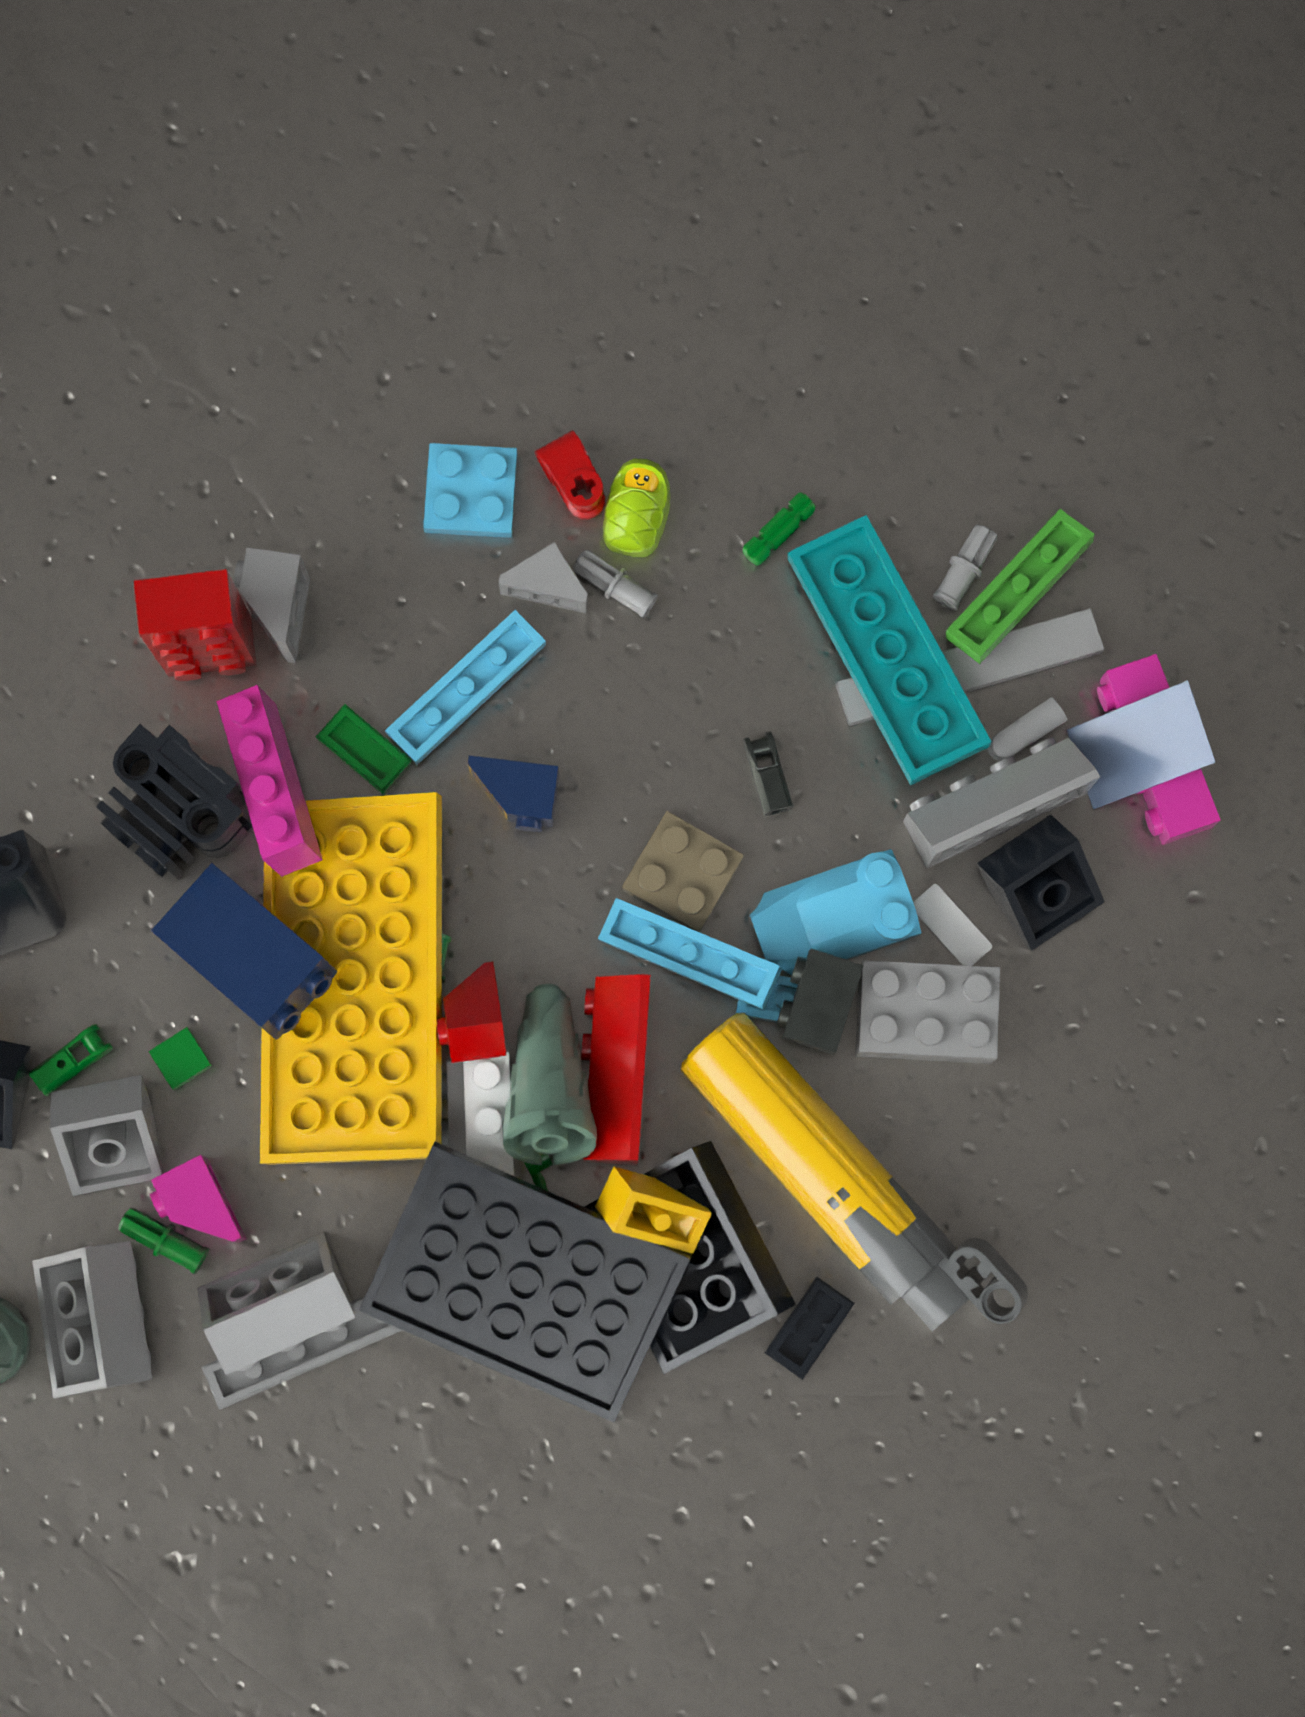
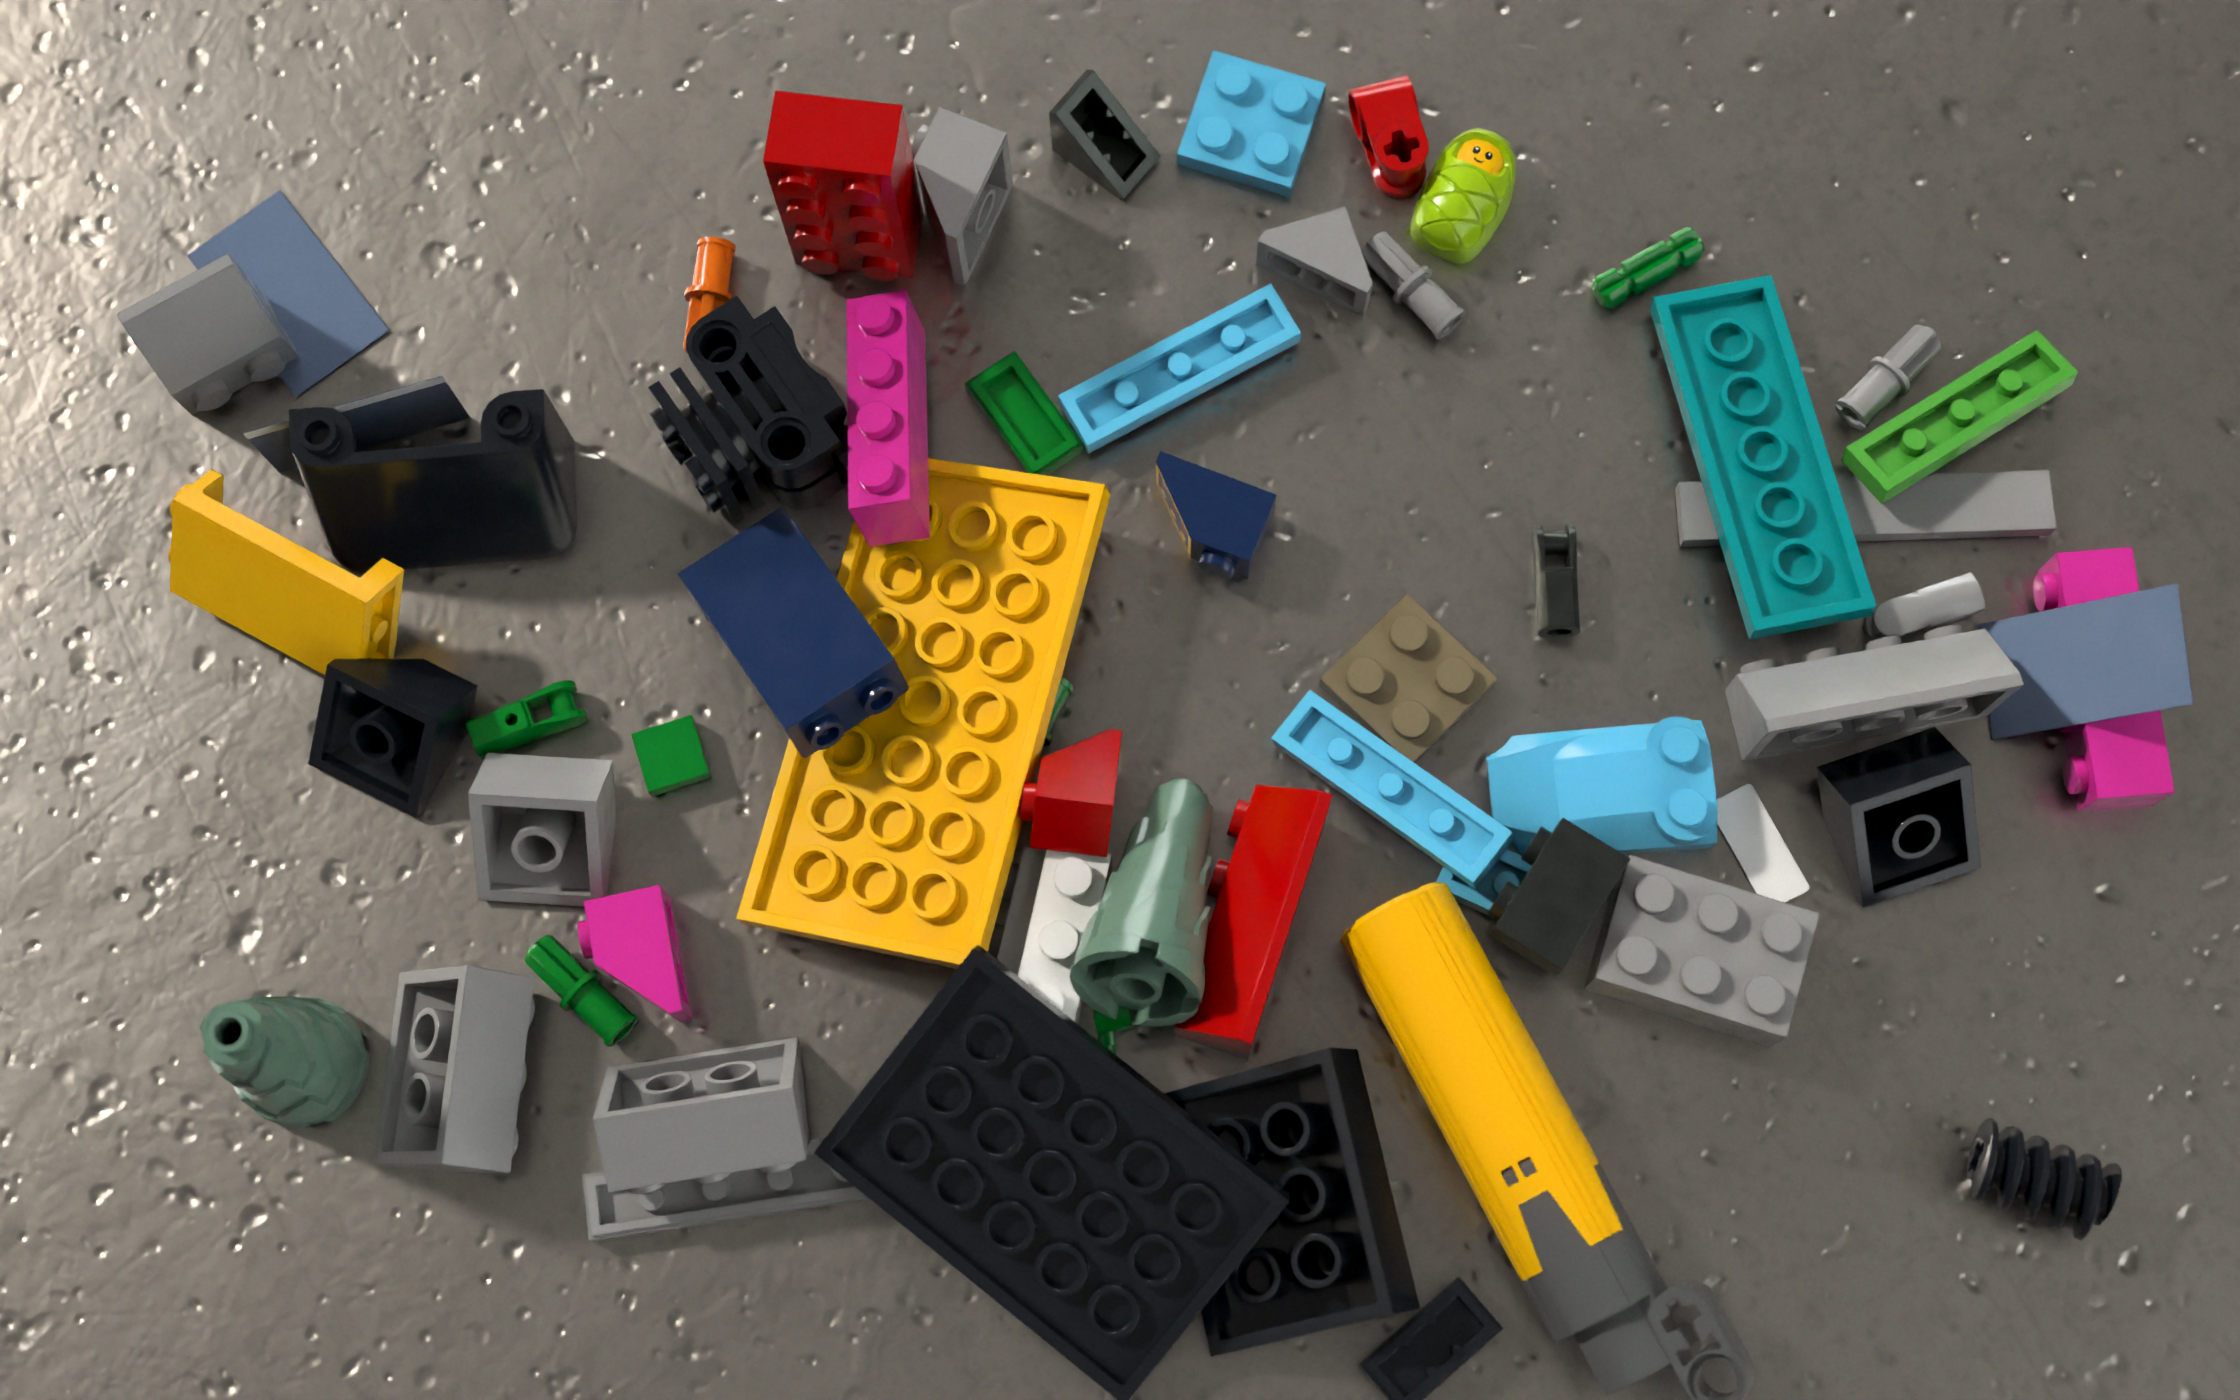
camera: 20 degrees right, 5 degrees down
(112, 713) = (709, 280): none -> orange axle
(366, 530) = (1100, 136): none -> pearl dark grey slope
(651, 1211) = (1252, 1121): yellow slope -> none
(1188, 1107) = (2042, 1178): none -> black piece

